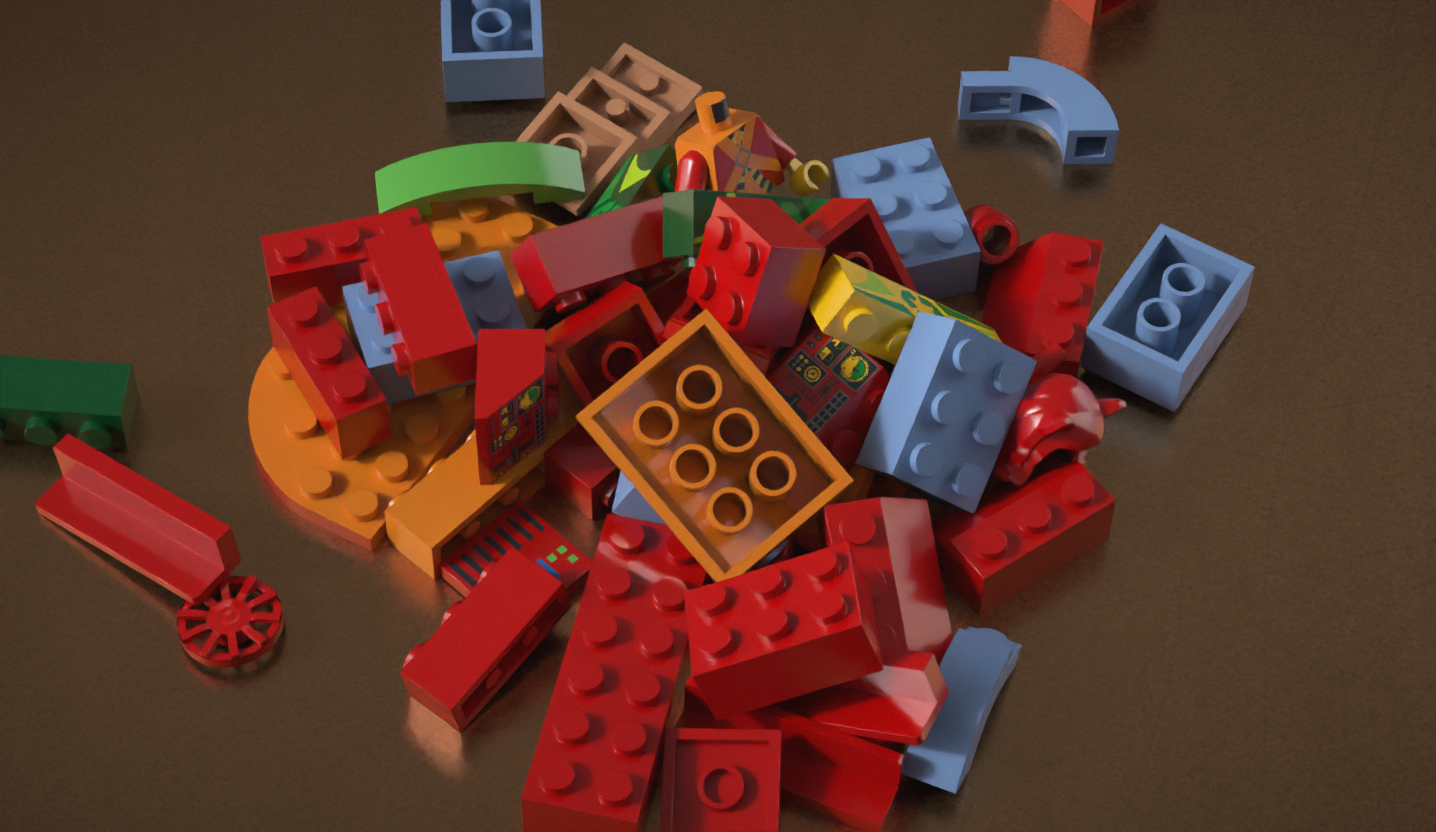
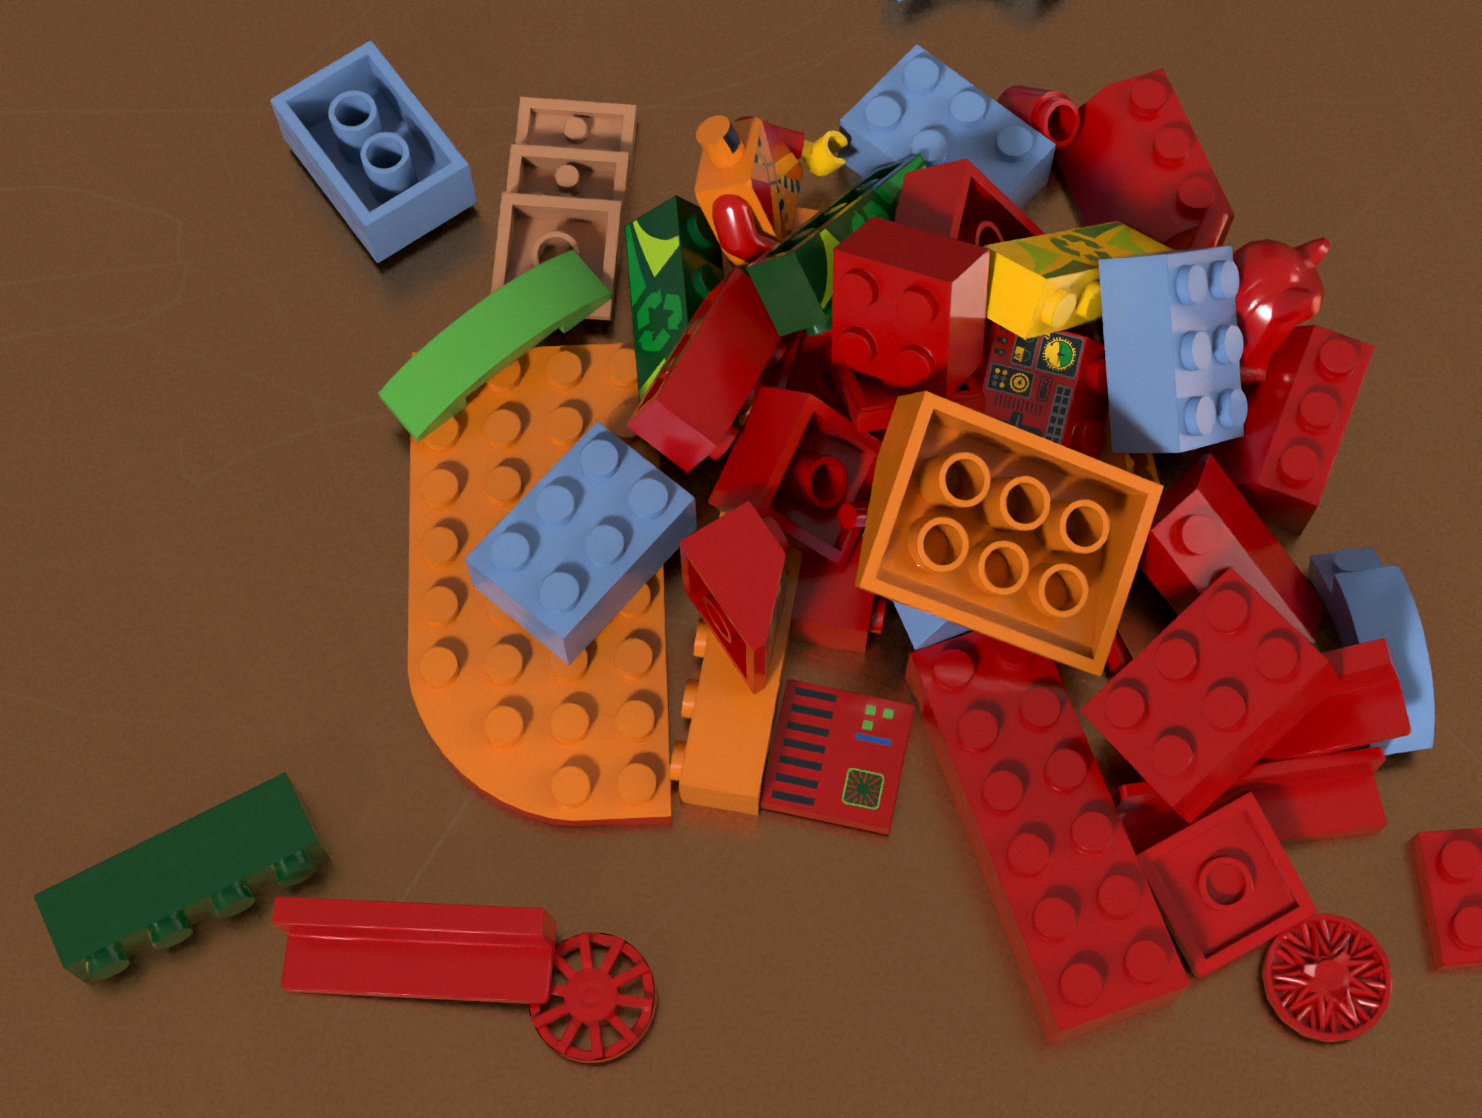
camera: 30 degrees left, 15 degrees up
(326, 254) = (431, 518): red brick -> none
(329, 372) = (508, 659): red brick -> none
(419, 309) = (585, 546): red brick -> none
(485, 638) = (877, 862): red brick -> none
(1167, 317) = (1269, 113): medium blue brick -> none

